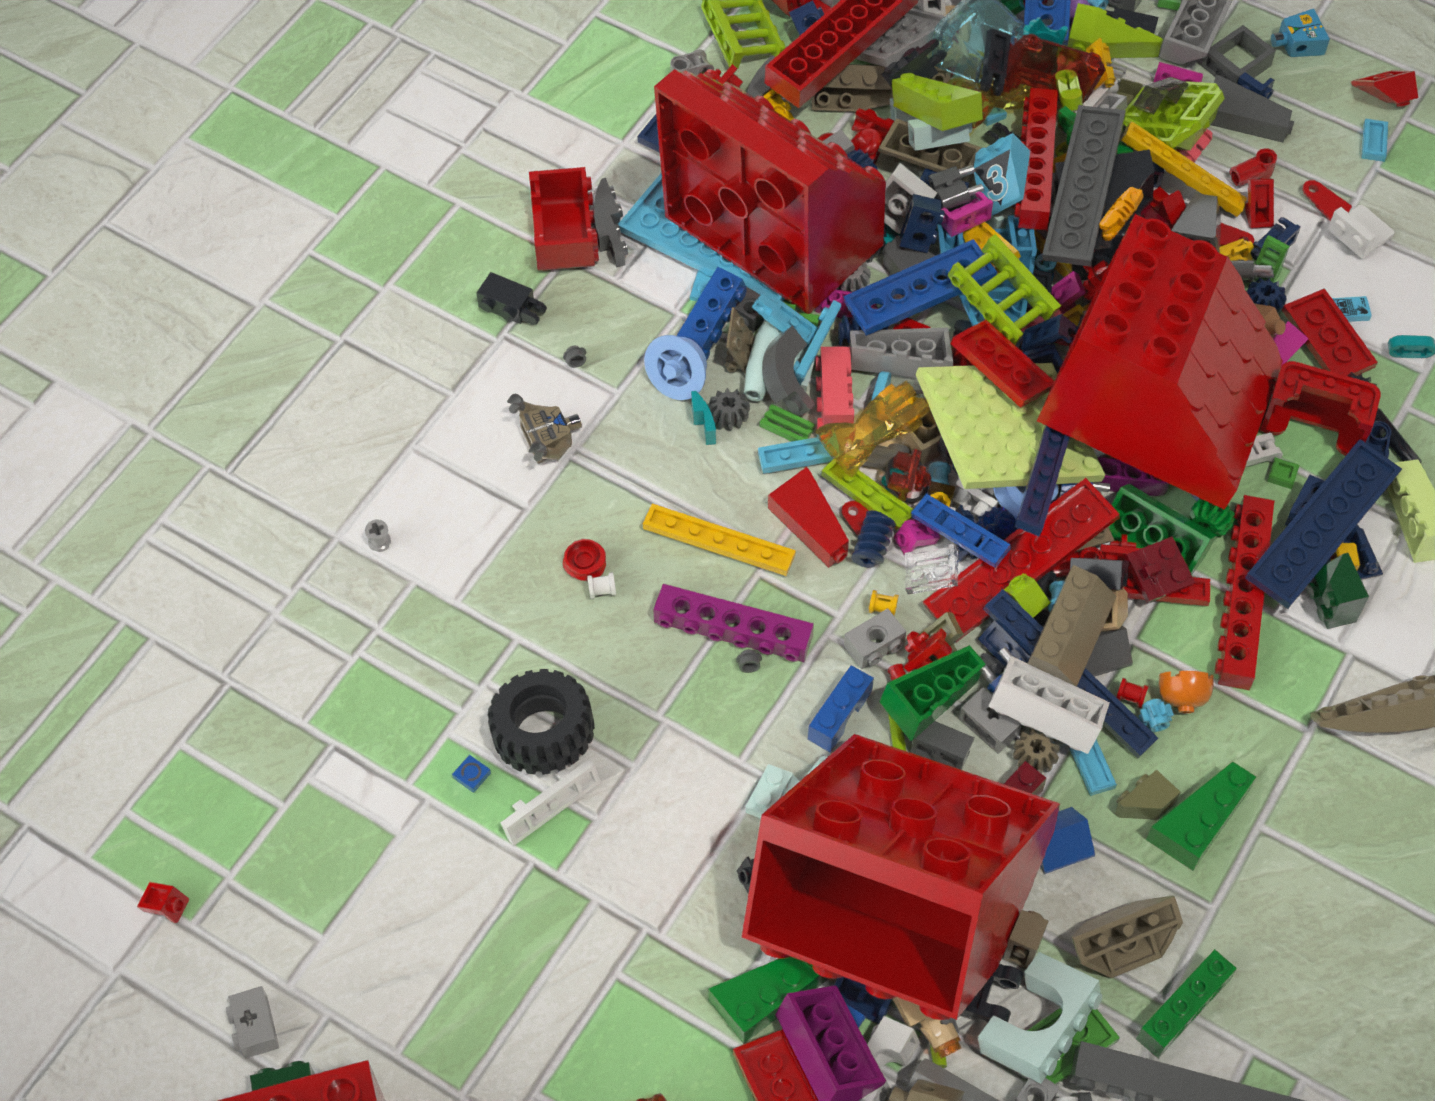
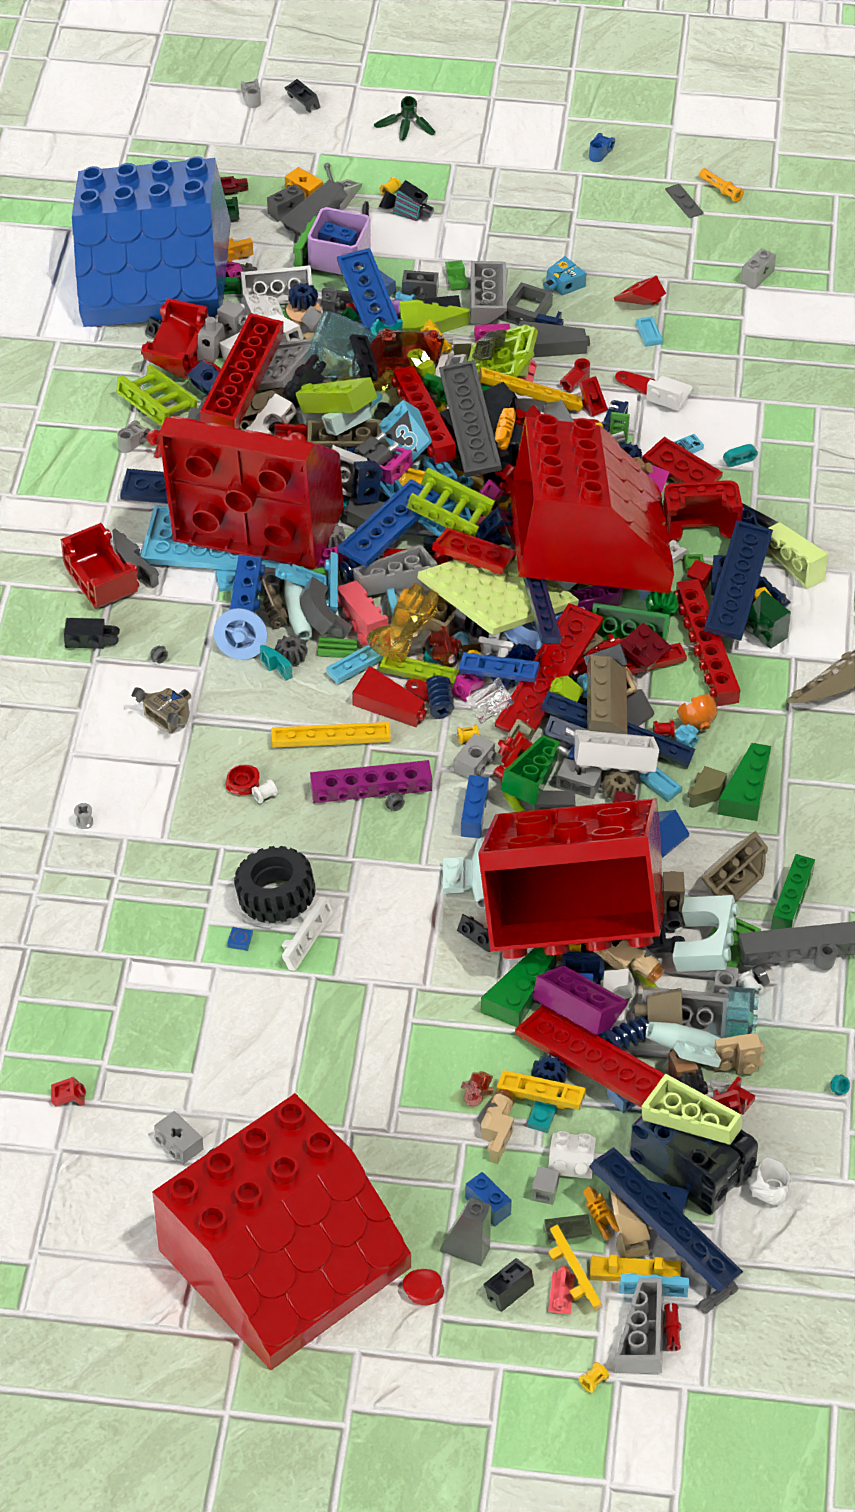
camera: 25 degrees left, 10 degrees down
(863, 93) = (276, 410): none -> white arch
(1283, 491) = (700, 571): none -> red panel

